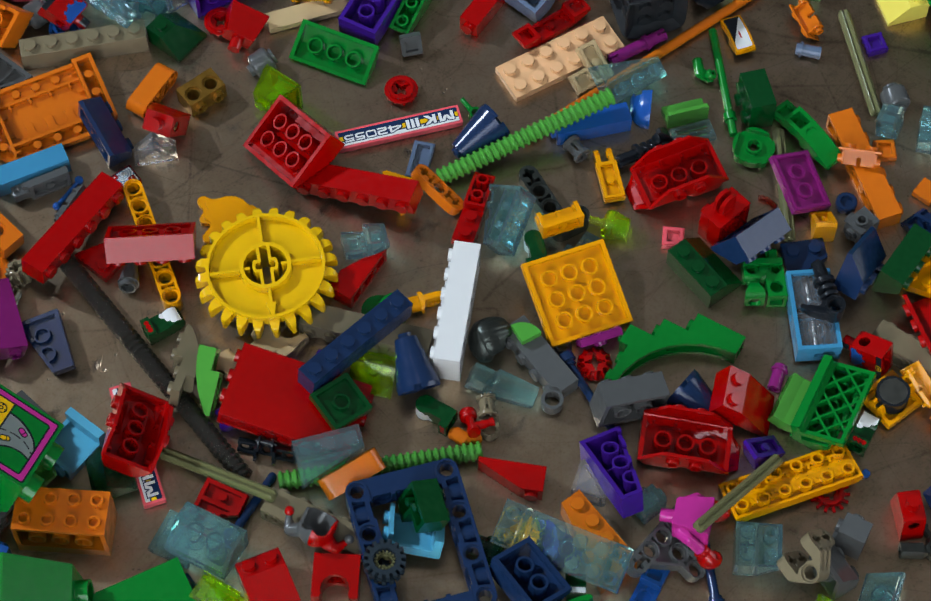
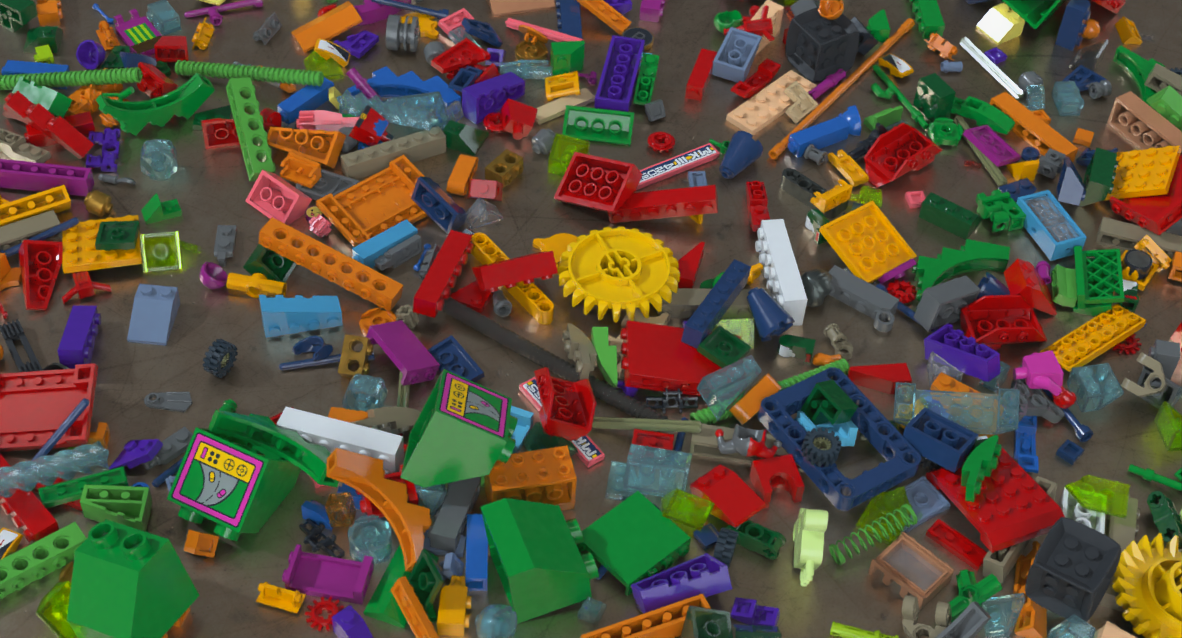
camera: 20 degrees left, 15 degrees down
(162, 325) = (544, 331): dark green leg -> none
(365, 243) = (686, 241): clear light blue slope -> none
(446, 199) = (729, 200): orange beam -> none
(468, 416) = (823, 344): red piece -> none
(502, 384) = (847, 319): clear light blue slope -> none
(507, 218) = (788, 203): clear light blue wedge -> none
(525, 332) = (843, 274): bright green tile -> none
(526, 136) = (776, 149): bright green piece -> none
(627, 76) = (831, 100): clear light blue wedge -> none
(723, 215) = (951, 173): red brick -> none
(737, 493) = (1067, 344): olive axle -> none
(753, 237) = (981, 182): dark blue slope -> none
(761, 449) = (1058, 322): dark purple slope -> none
(828, 296) = (1065, 208): black piece -> none
(850, 154) = (1036, 115): orange hinge -> none
(870, 352) = (1105, 237): red torso -> none

